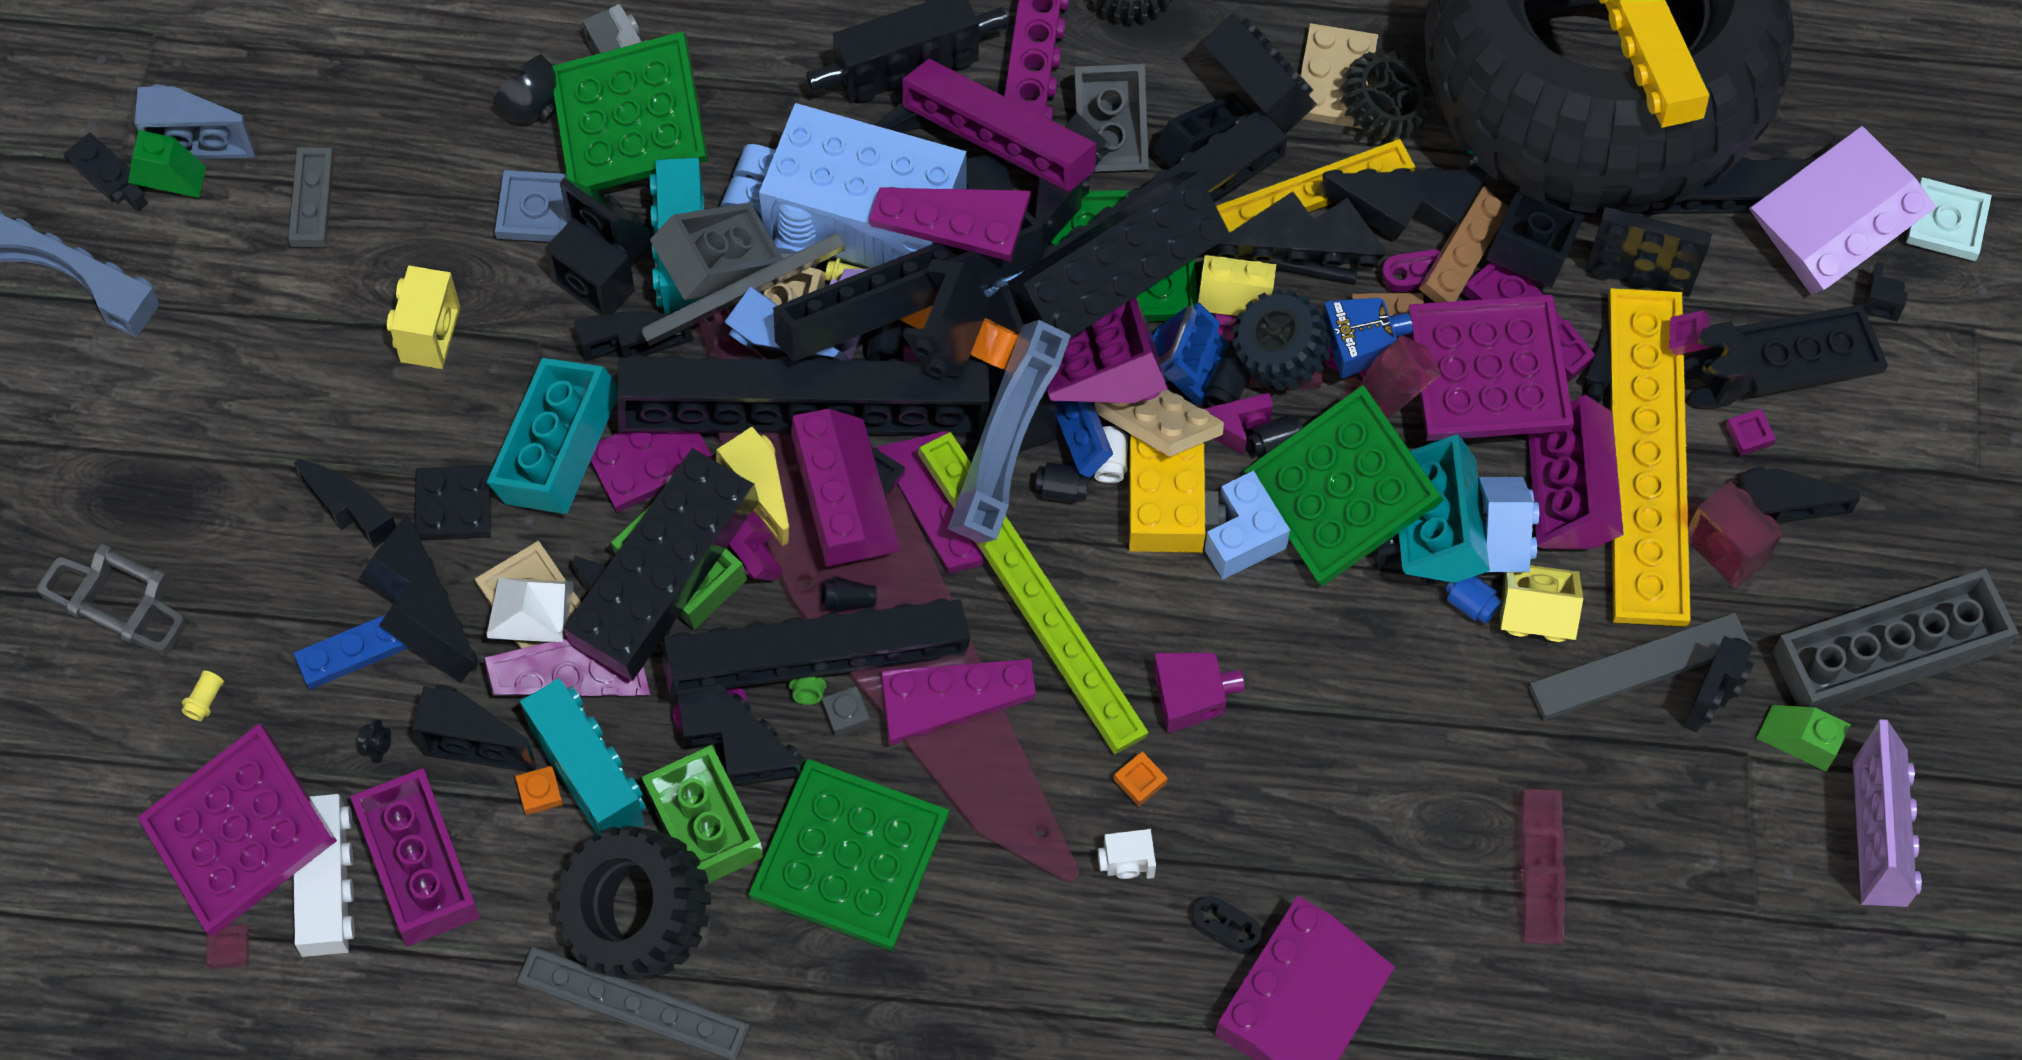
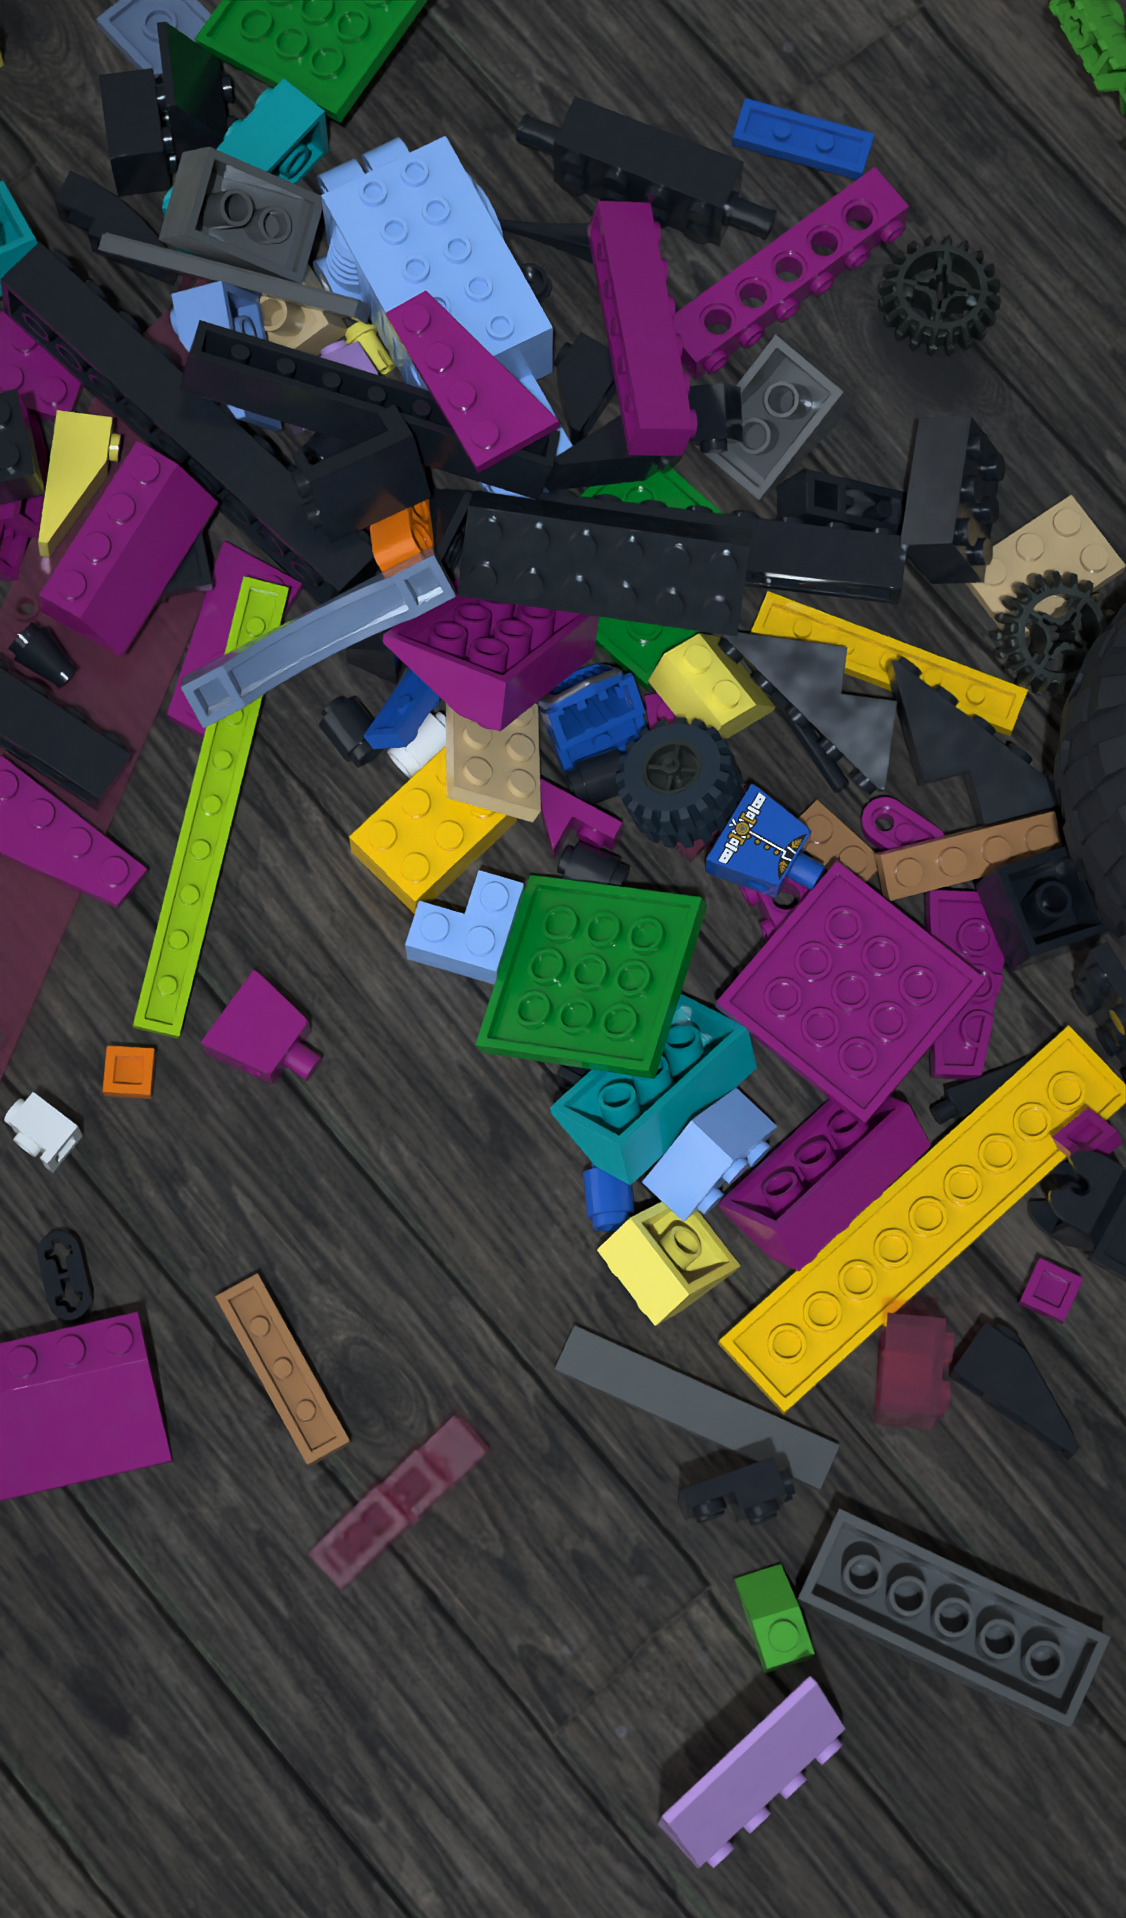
camera: 45 degrees right, 10 degrees up
(1214, 512) = (454, 888): dark grey plate -> none
(1400, 374) = (748, 921): clear pink slope -> none
(1403, 857) = (283, 1370): none -> medium nougat plate

